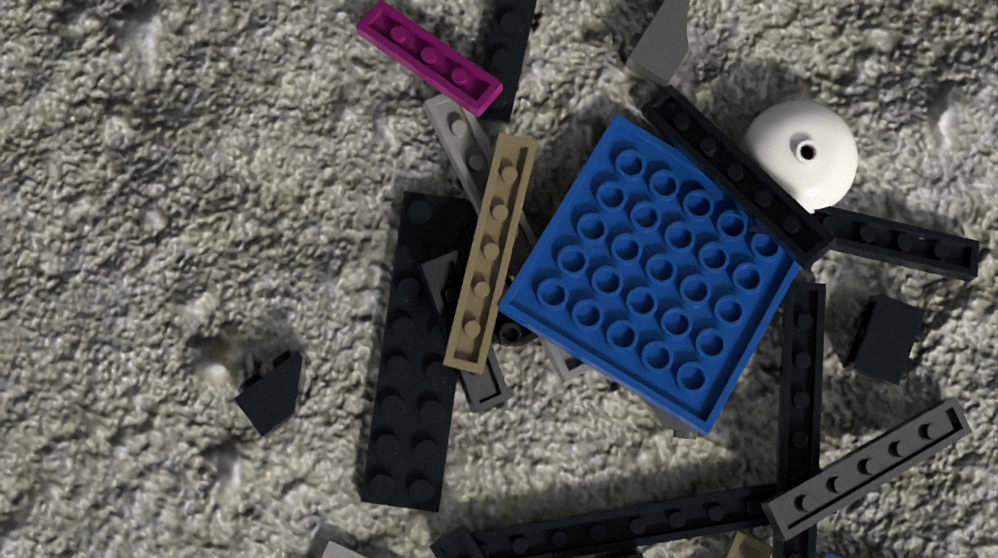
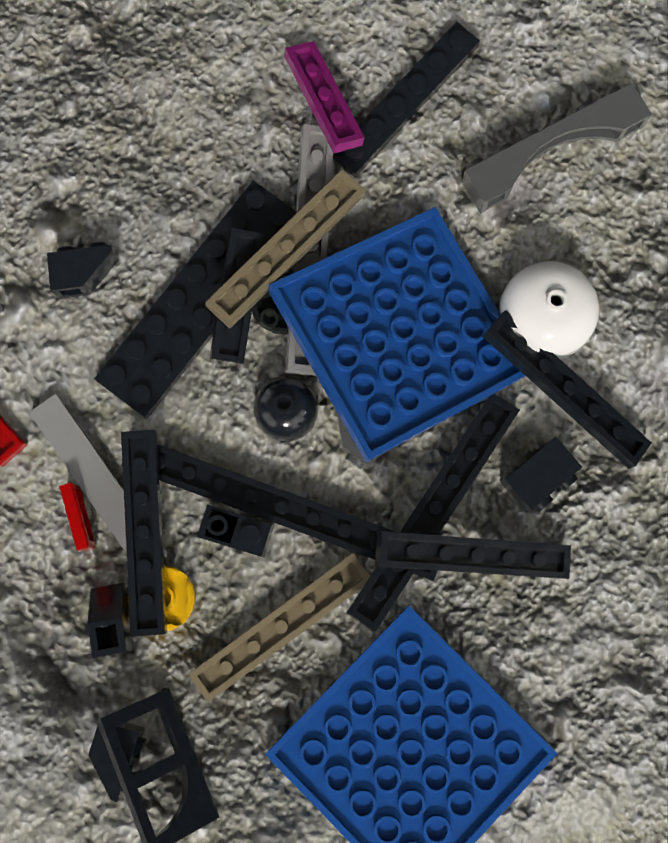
camera: 30 degrees right, 5 degrees down
(580, 418) = (285, 409): none -> black cylinder
(739, 177) = (497, 294): black plate -> none

